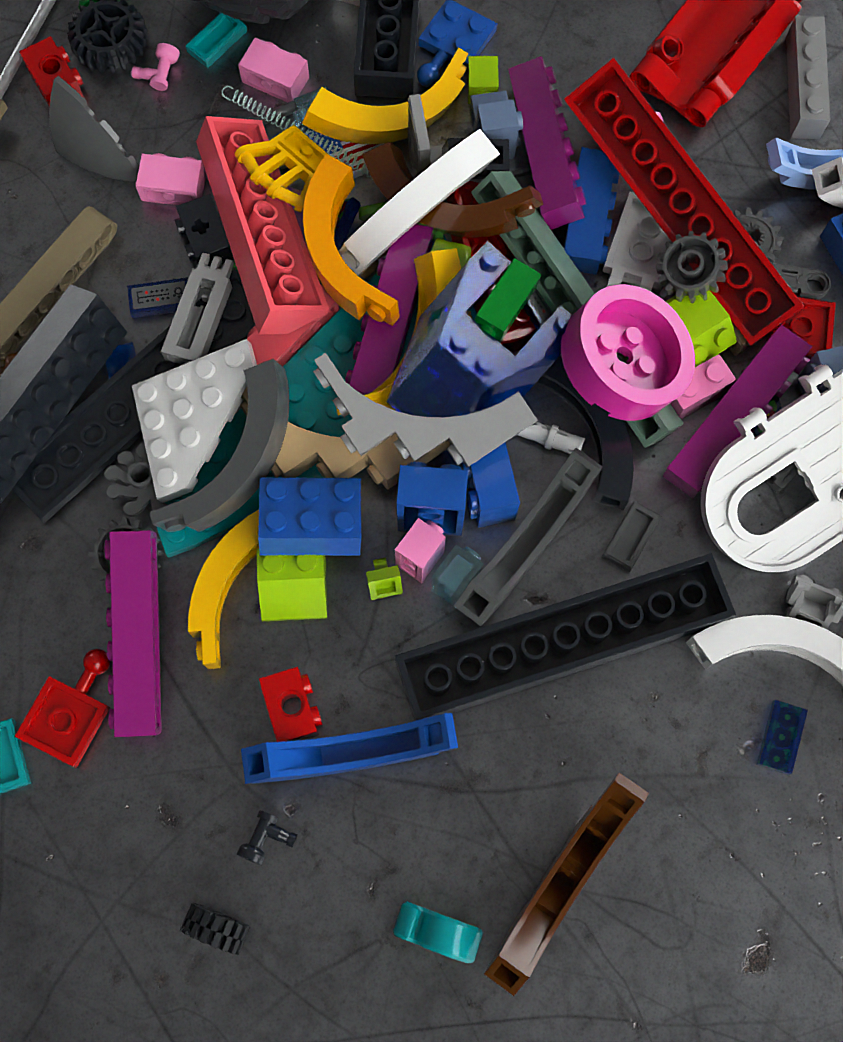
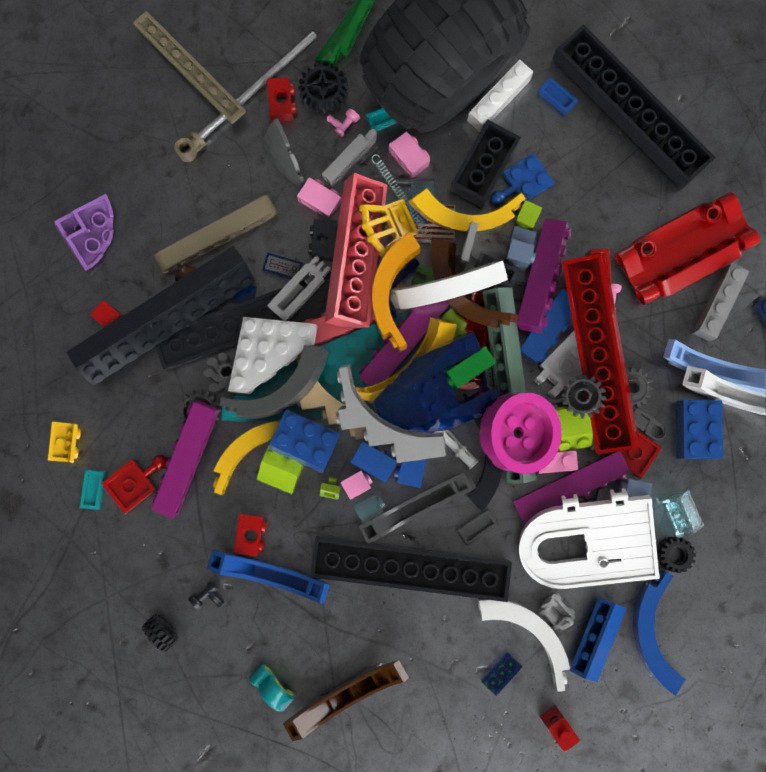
camera: 25 degrees right, 10 degrees up
(189, 108) = (349, 158): none -> light grey hinge

